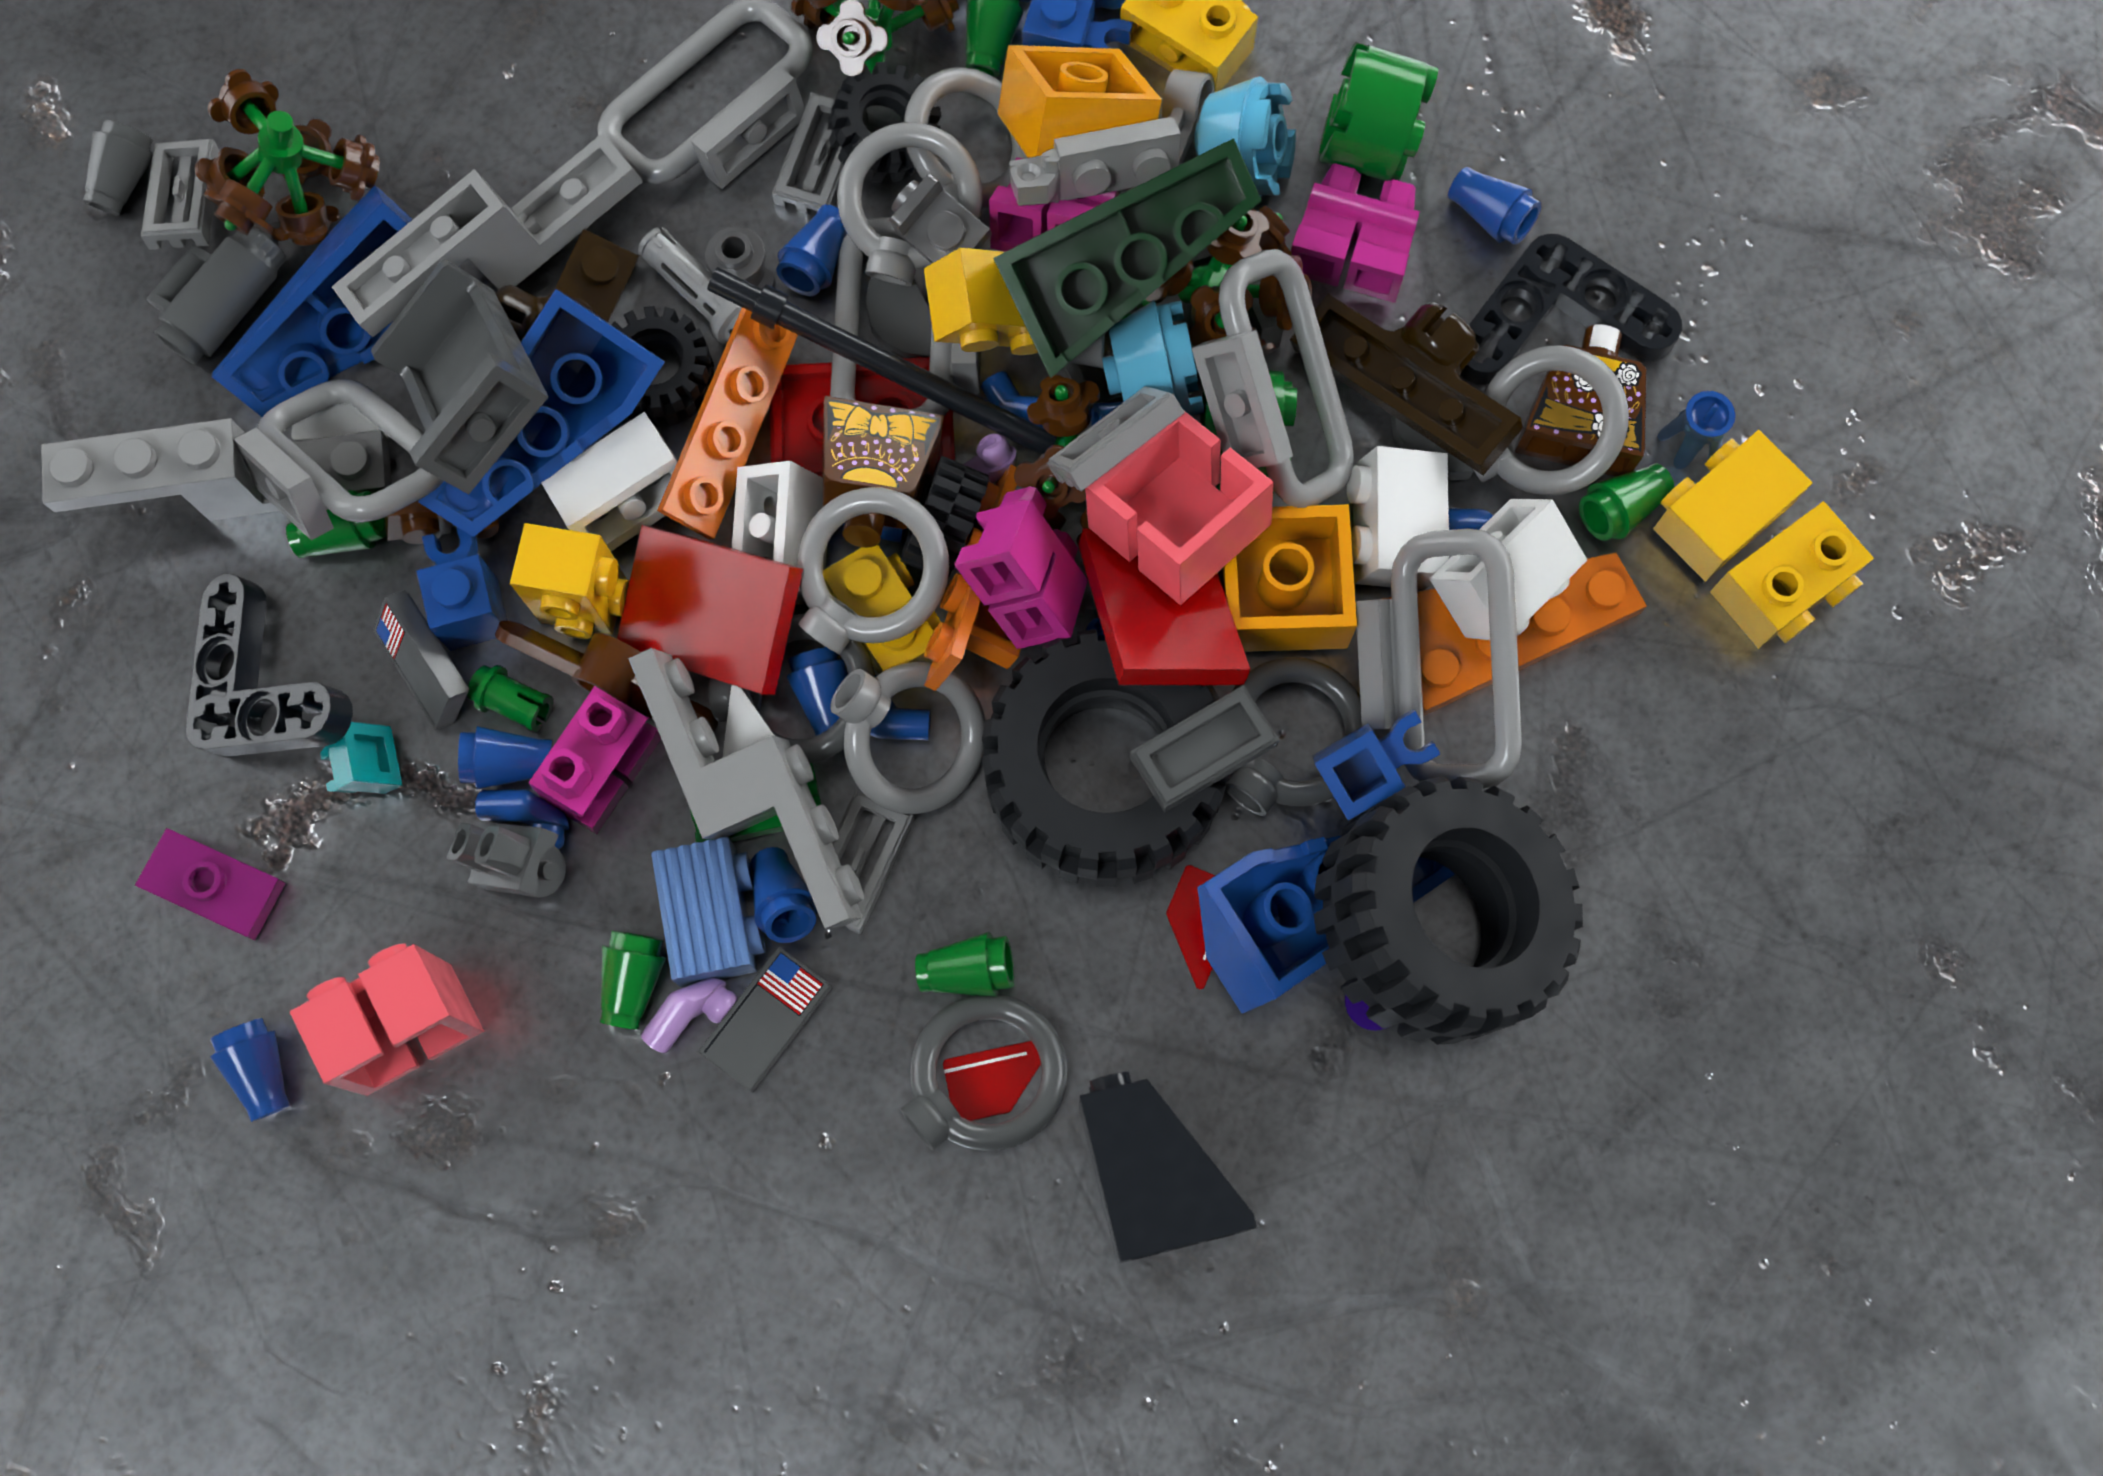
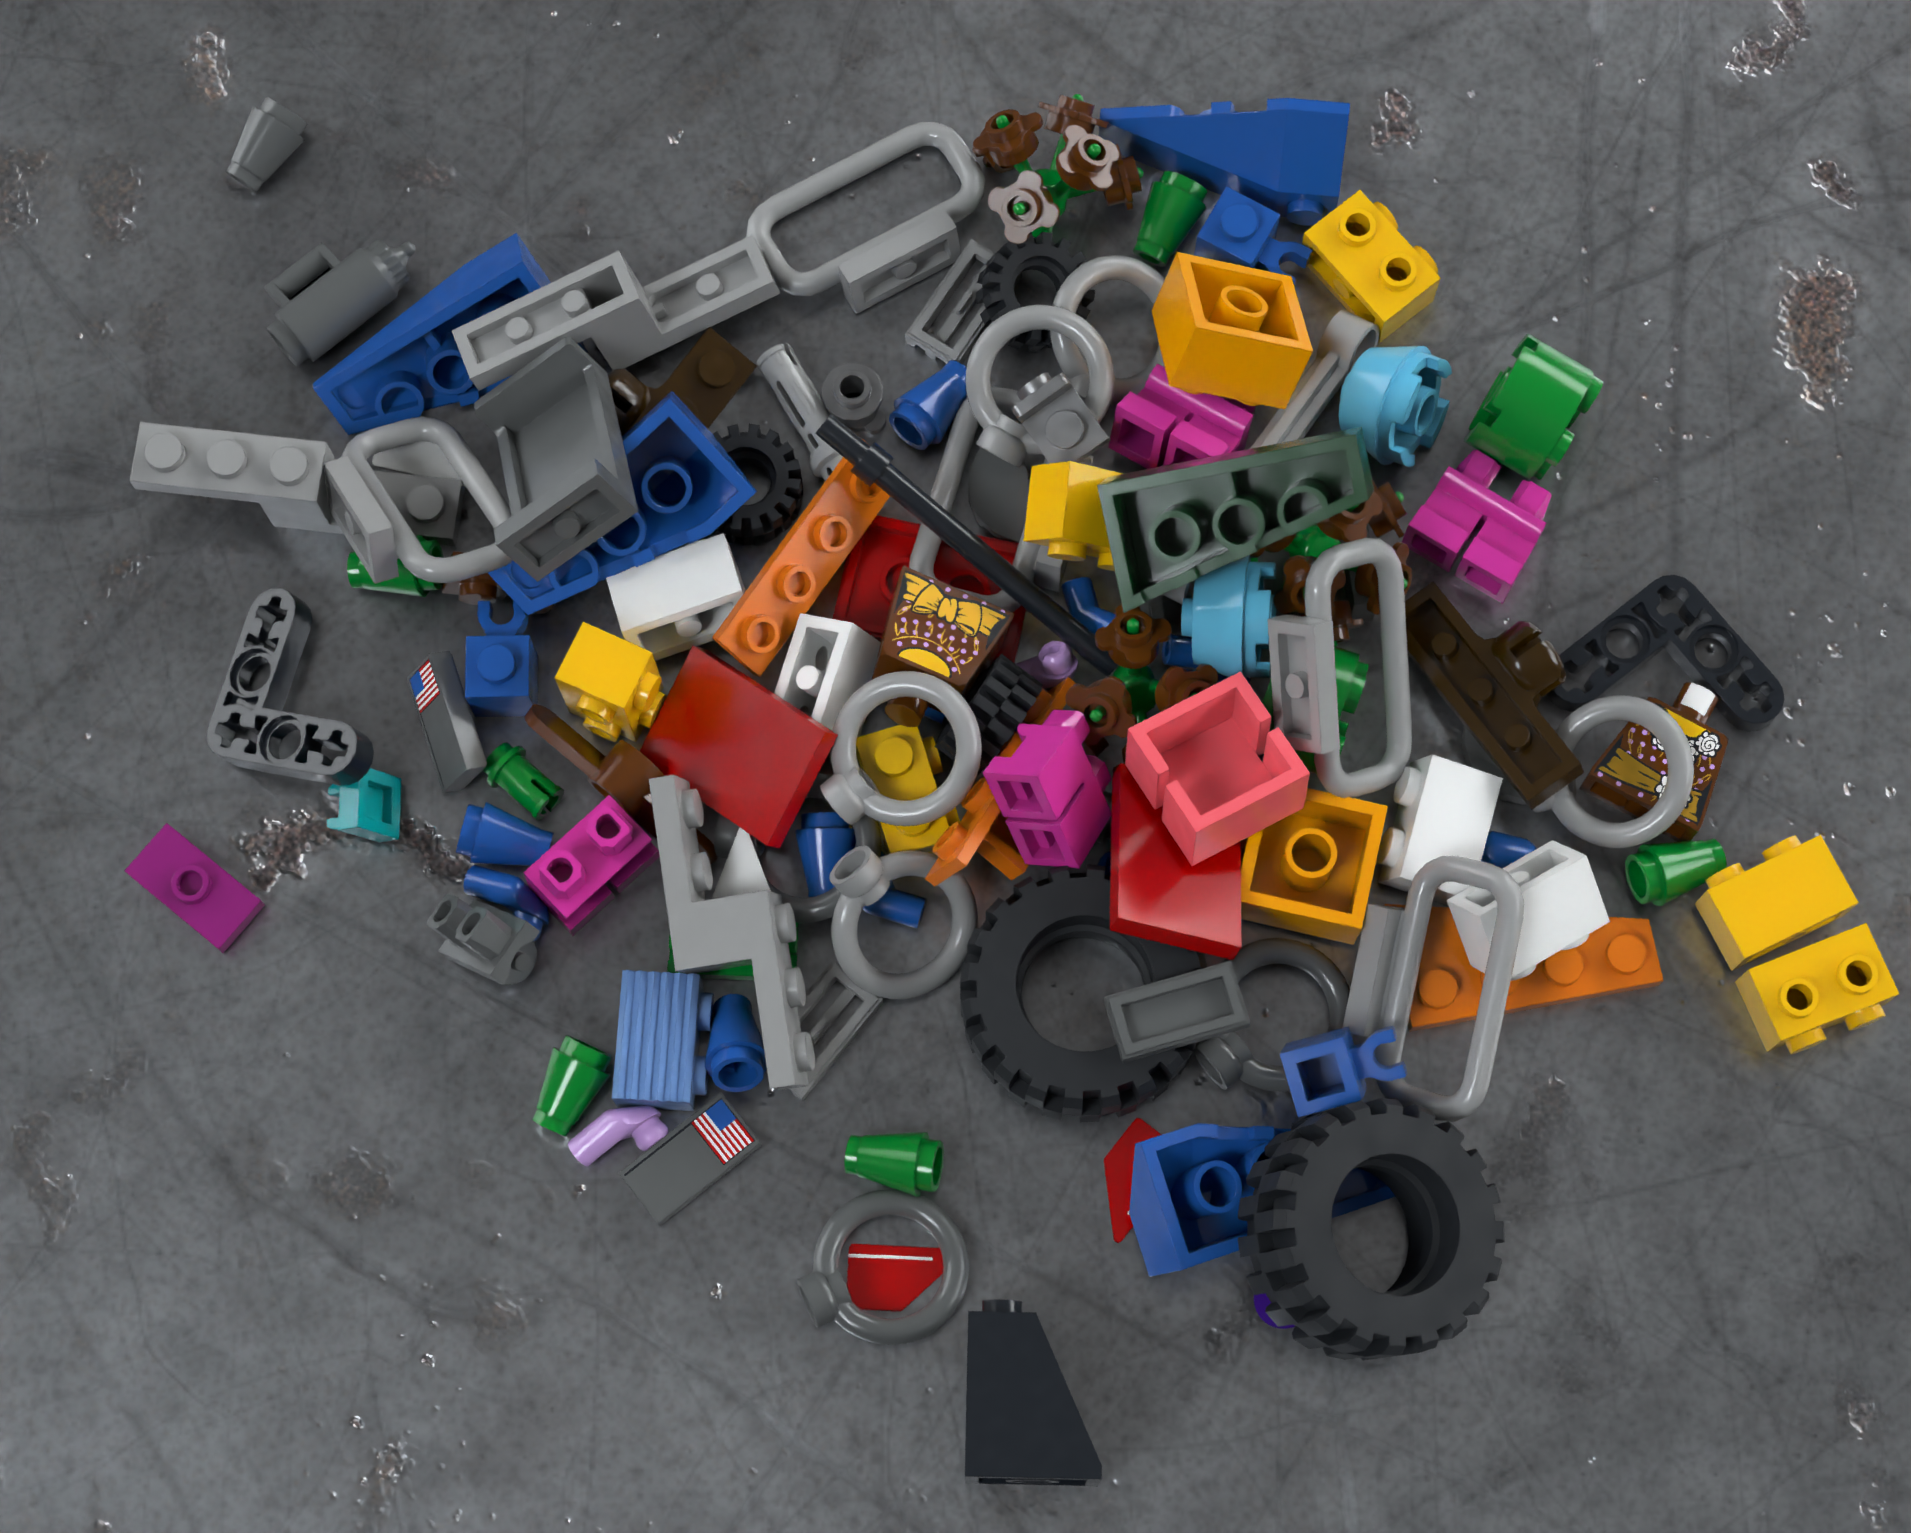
camera: 15 degrees right, 0 degrees up
(181, 228) = (313, 227): light grey tile -> none
(252, 1067) = (195, 1076): blue cone -> none
(296, 152) = (438, 178): reddish brown plant -> none
(364, 1026) = (315, 1064): coral piece -> none
(1097, 162) = (1233, 399): light grey hinge -> none
(1114, 437) = (1170, 687): light grey tile -> none
(1496, 205) = (1632, 532): blue cone -> none
(1704, 422) = (1771, 810): piece -> none

